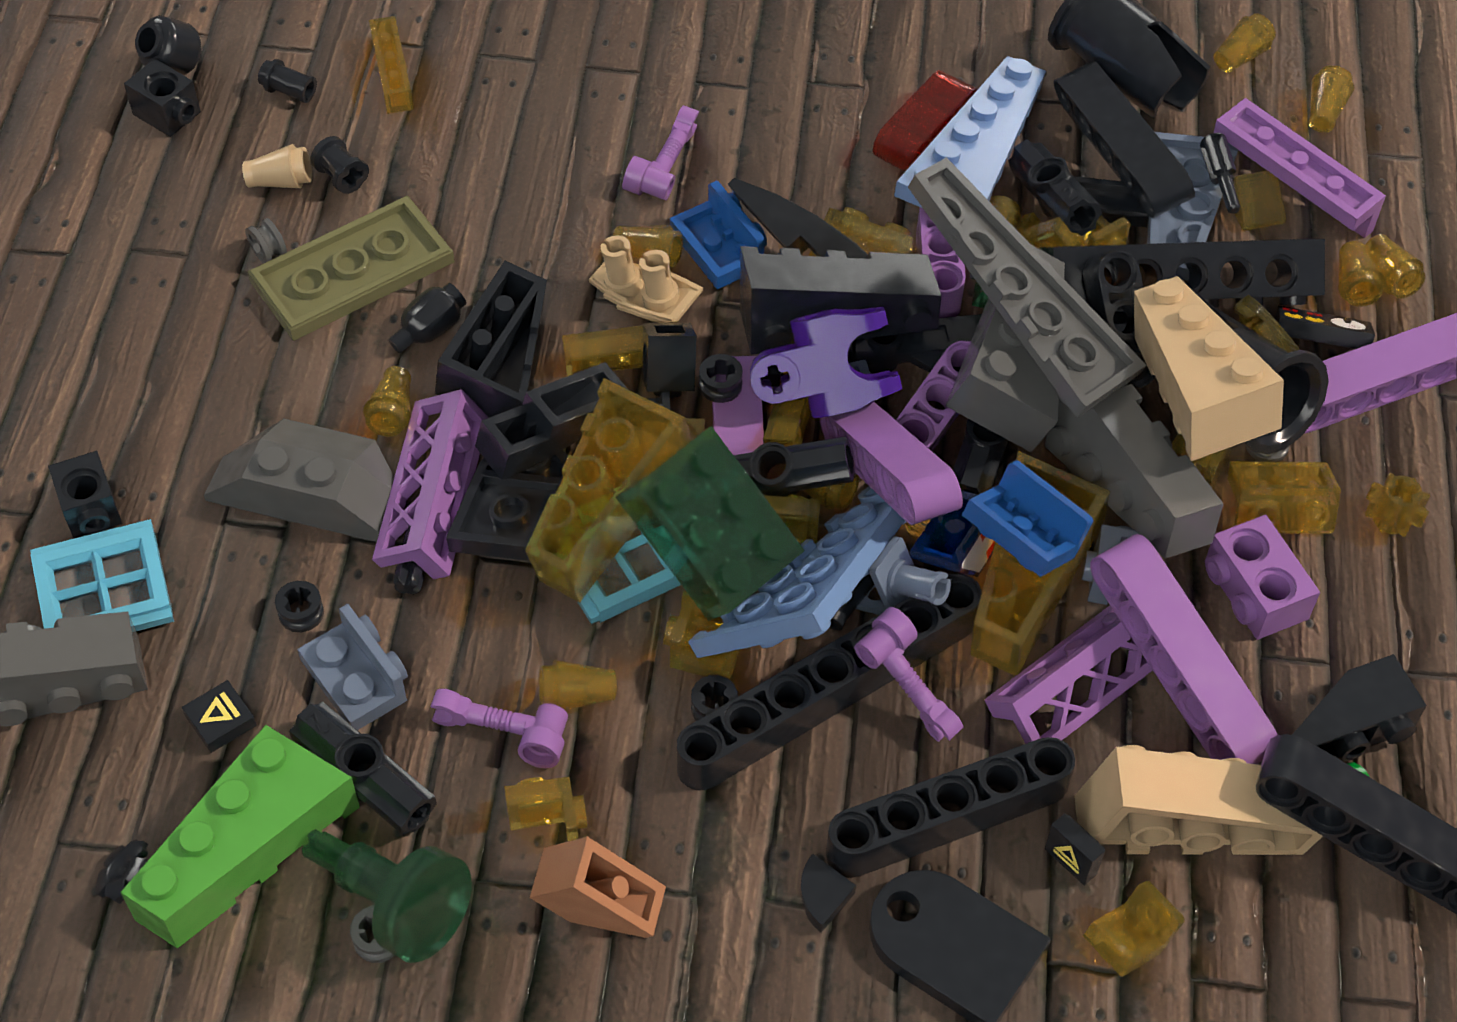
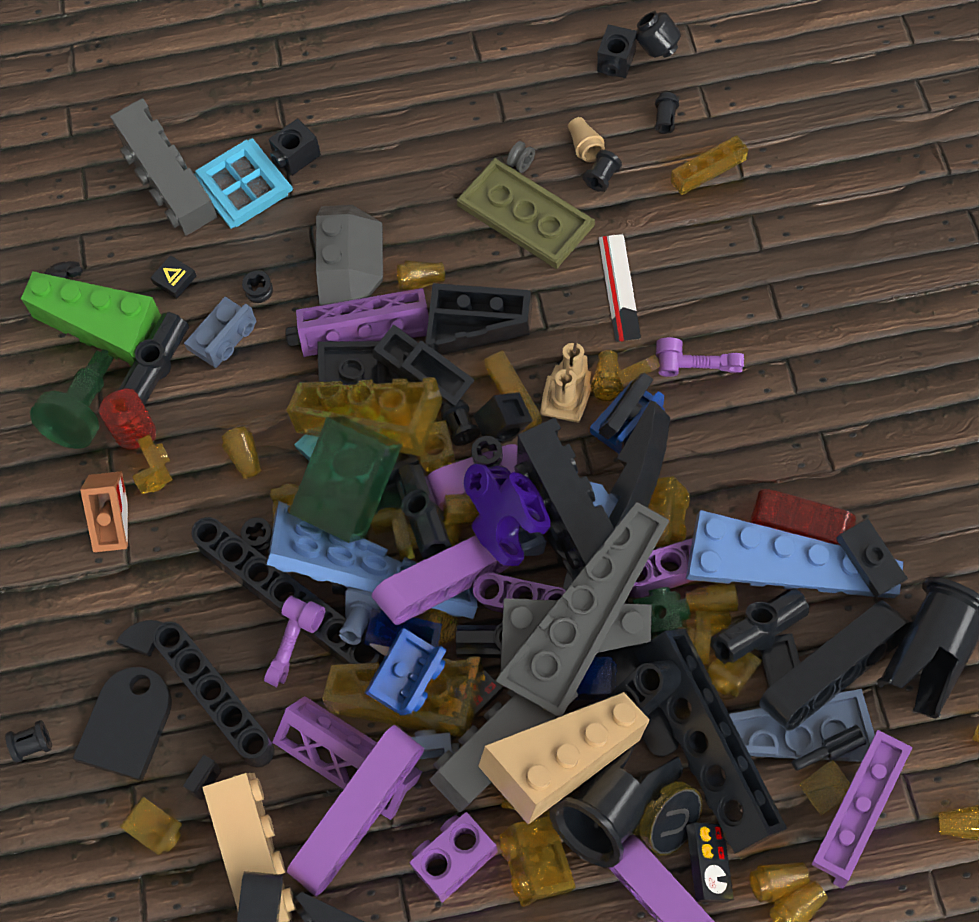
camera: 80 degrees right, 10 degrees up
(428, 316) = (496, 270): black plant -> none
(464, 808) = (126, 418): none -> clear red piece
(517, 206) = (619, 288): none -> sticker
(541, 733) = (206, 444): medium lavender brick -> none
(660, 202) = (635, 370): none -> clear yellow tile
(714, 220) = (626, 407): none -> black plate
(1005, 66) = (871, 558): none -> black plate

